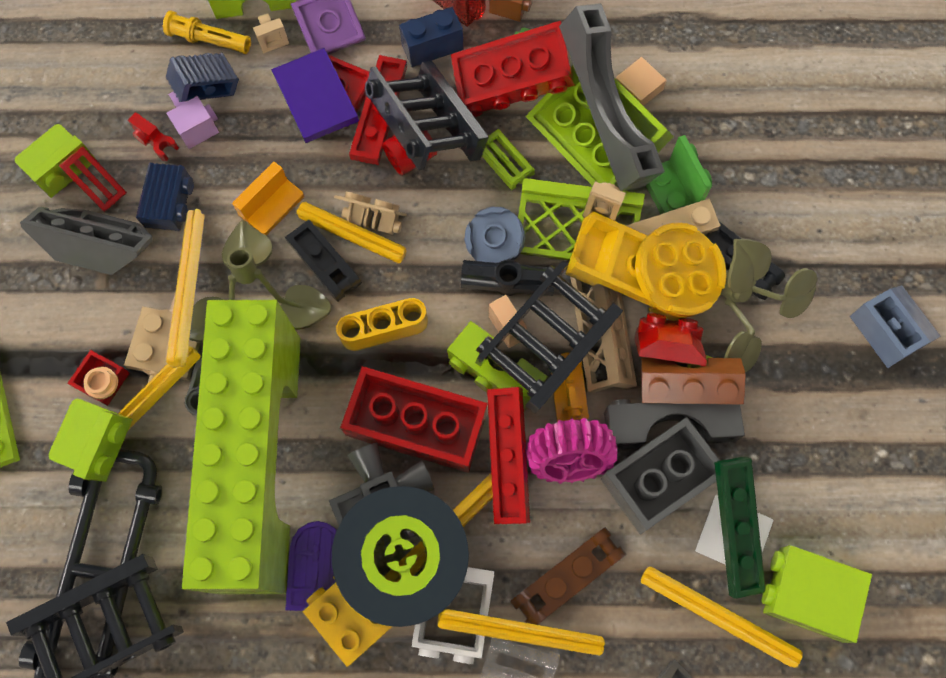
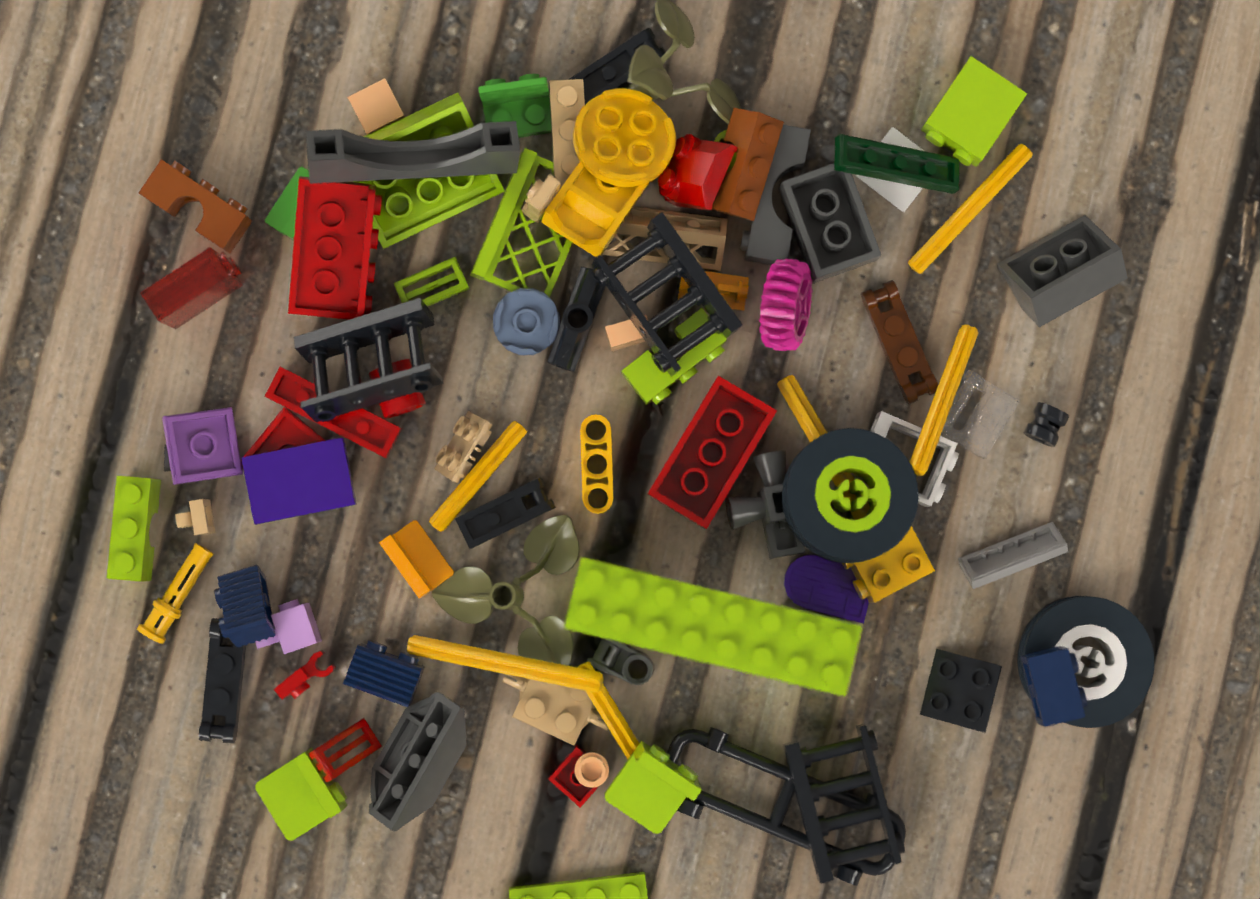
camera: 80 degrees left, 15 degrees up
(129, 86) = (222, 687): none -> black plate
(431, 36) = (255, 329): dark blue brick -> none
(508, 456) = (773, 368): red plate -> none

